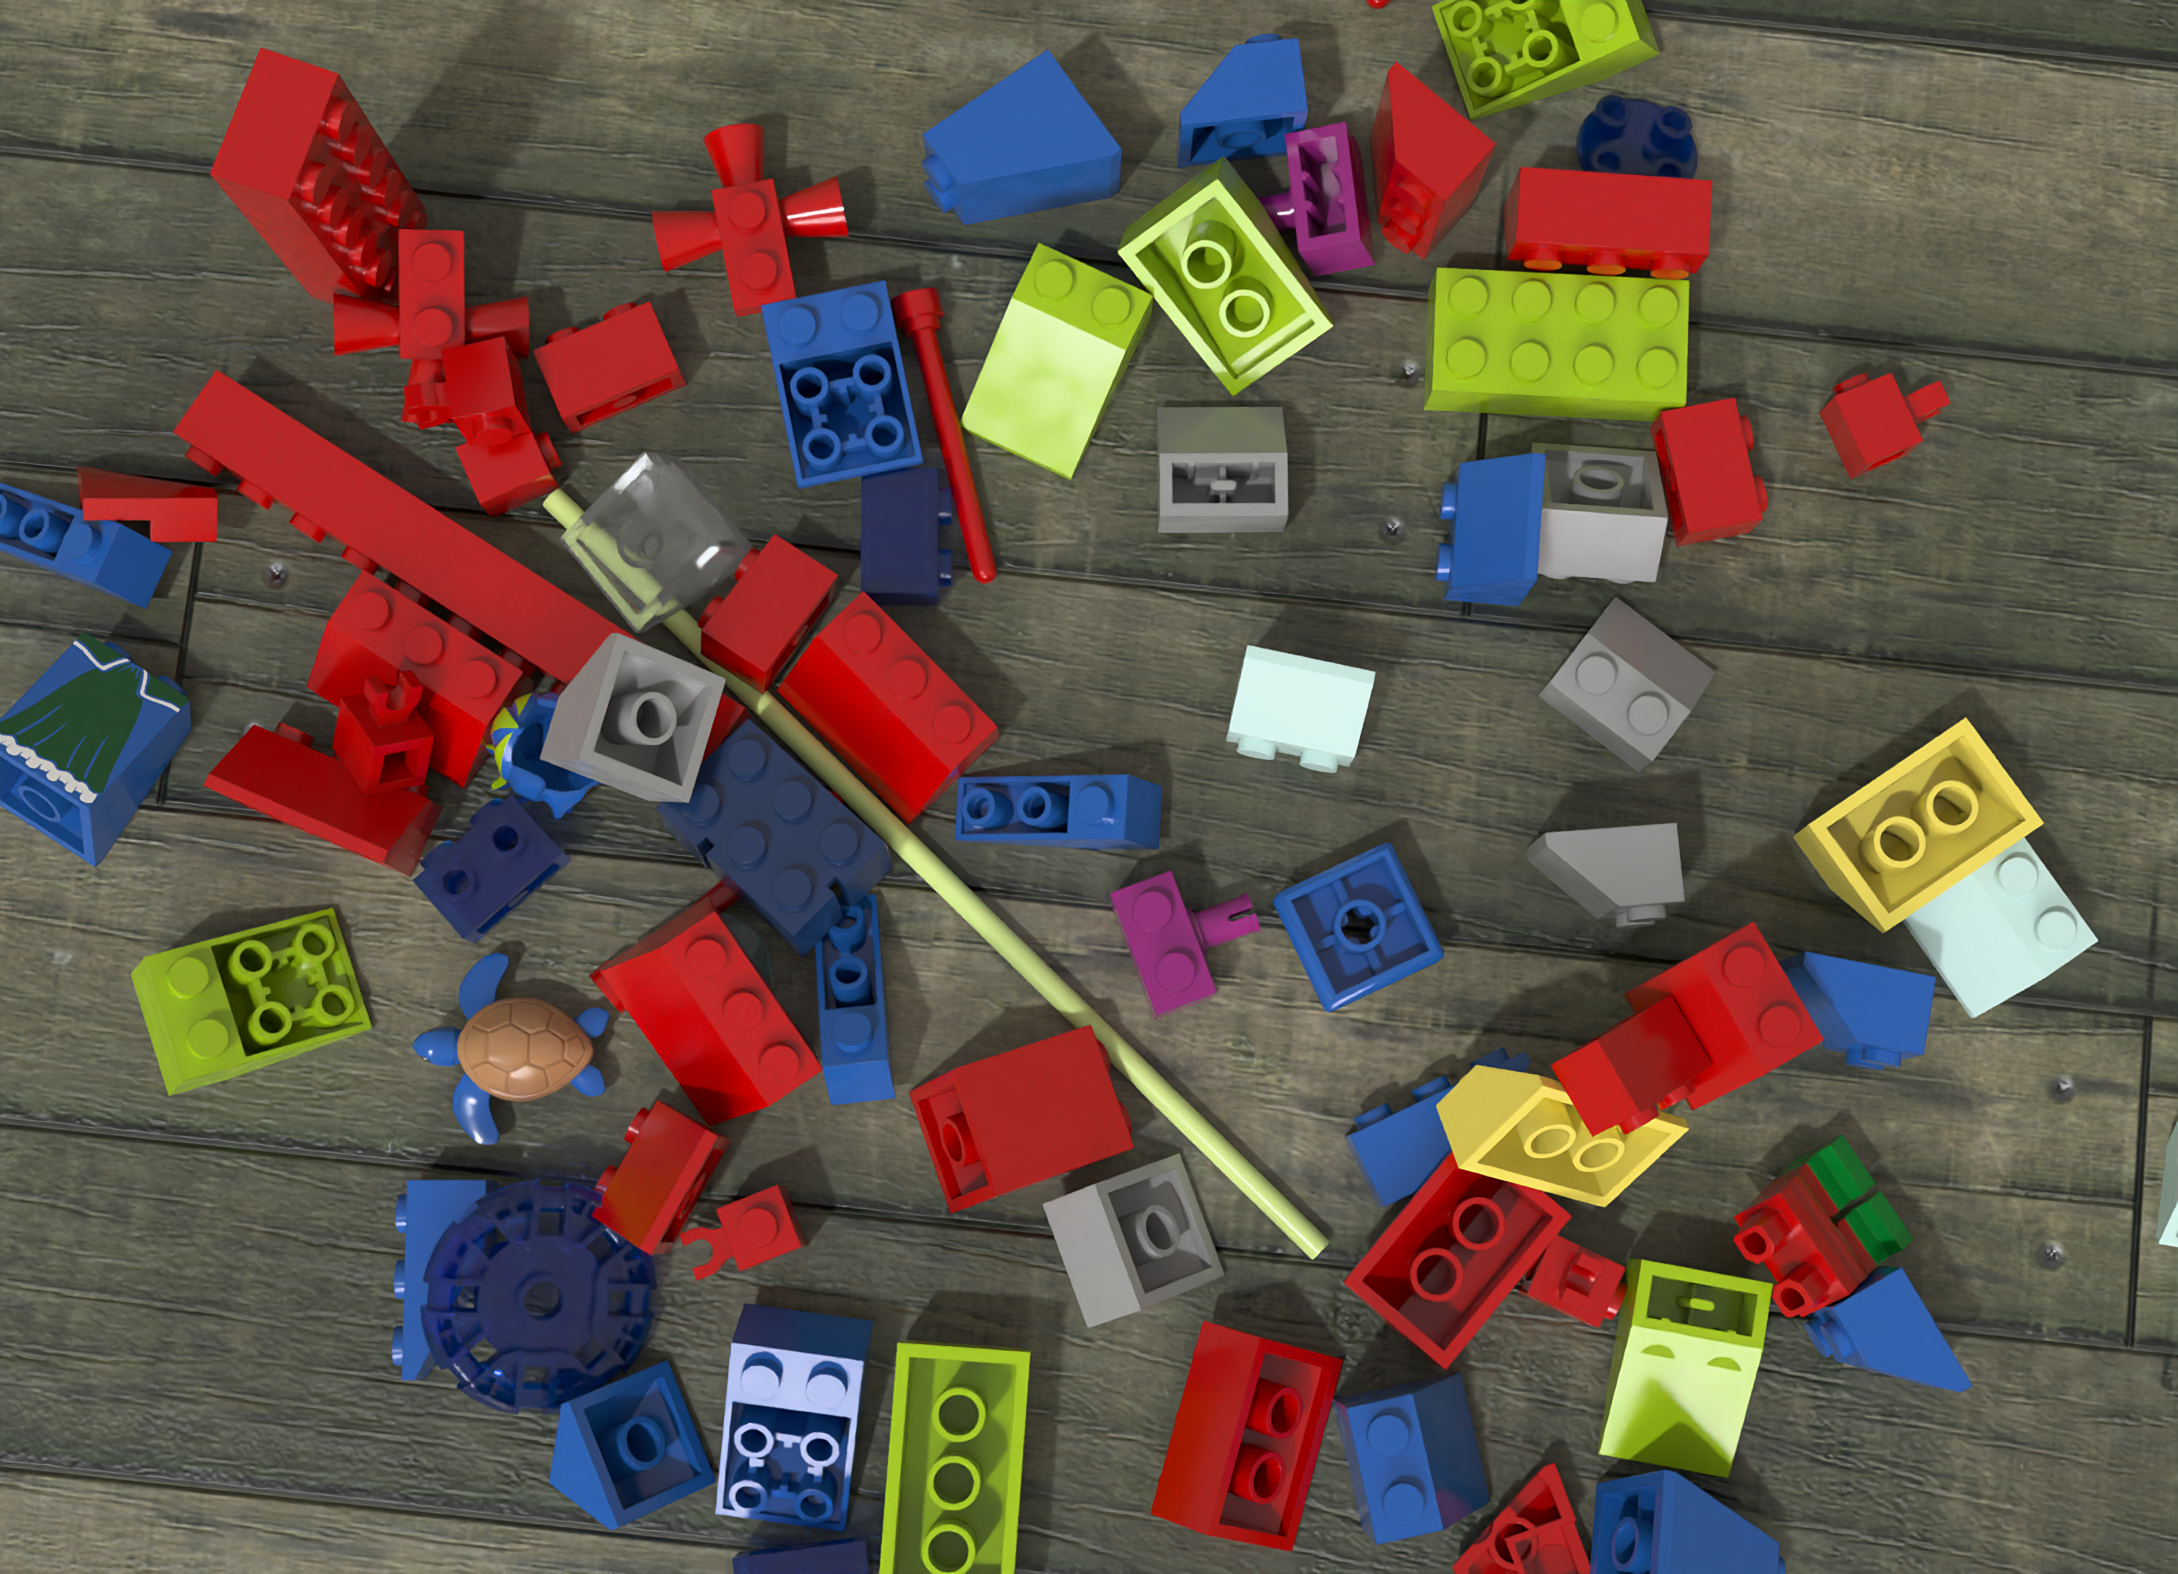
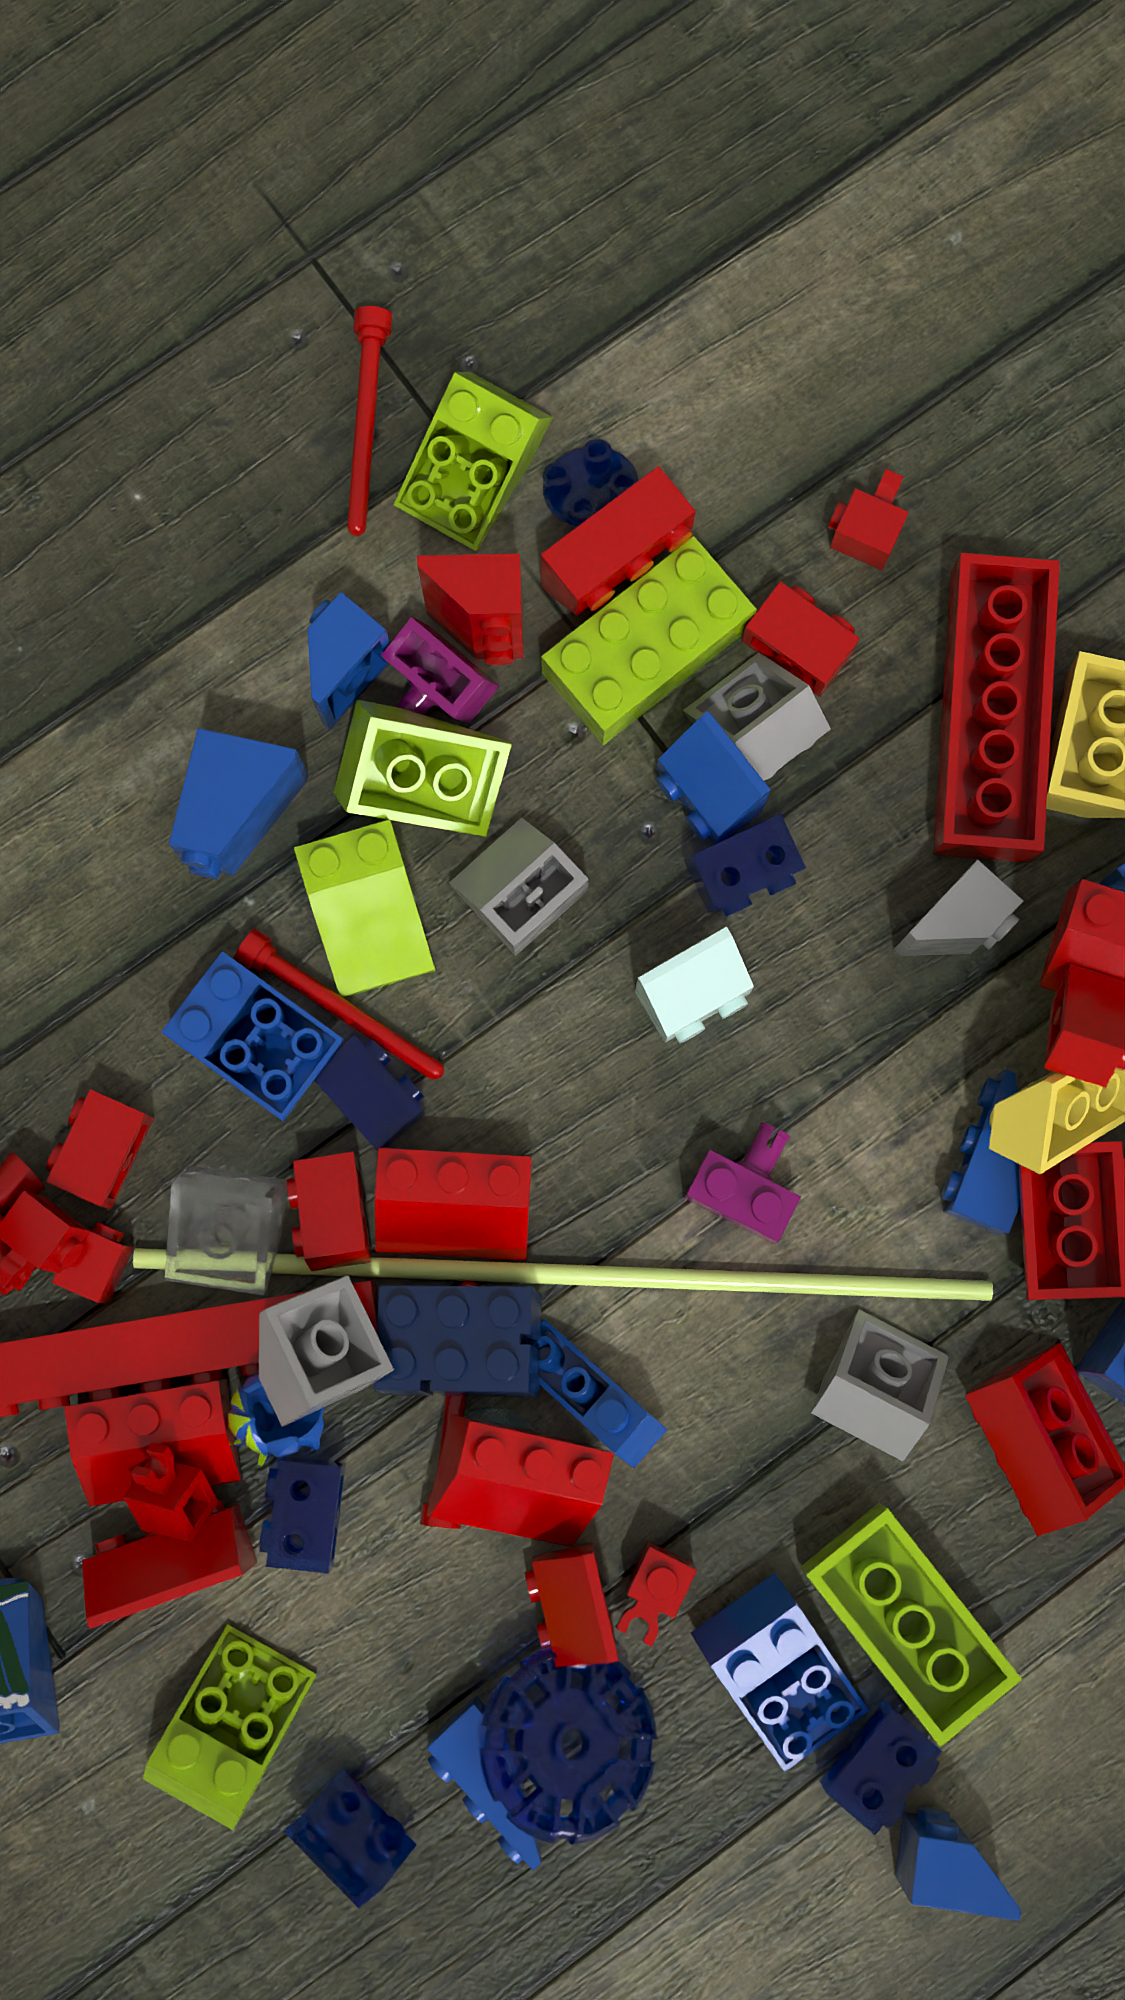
camera: 40 degrees left, 0 degrees up
(266, 1197) = (350, 1838): none -> clear blue brick
(511, 1049) = (414, 1610): animal -> none
(628, 1448) = (703, 1783): blue slope -> none
(749, 221) = (106, 987): red brick -> none
(1021, 1118) = (753, 1374): red slope -> none
(1060, 811) = (608, 1173): blue slope -> none
(1373, 888) = (873, 1070): blue brick -> none
(1454, 630) = (746, 866): none -> clear blue brick
(1628, 685) = (868, 802): light grey slope -> none
(1836, 703) = (997, 708): none -> red brick

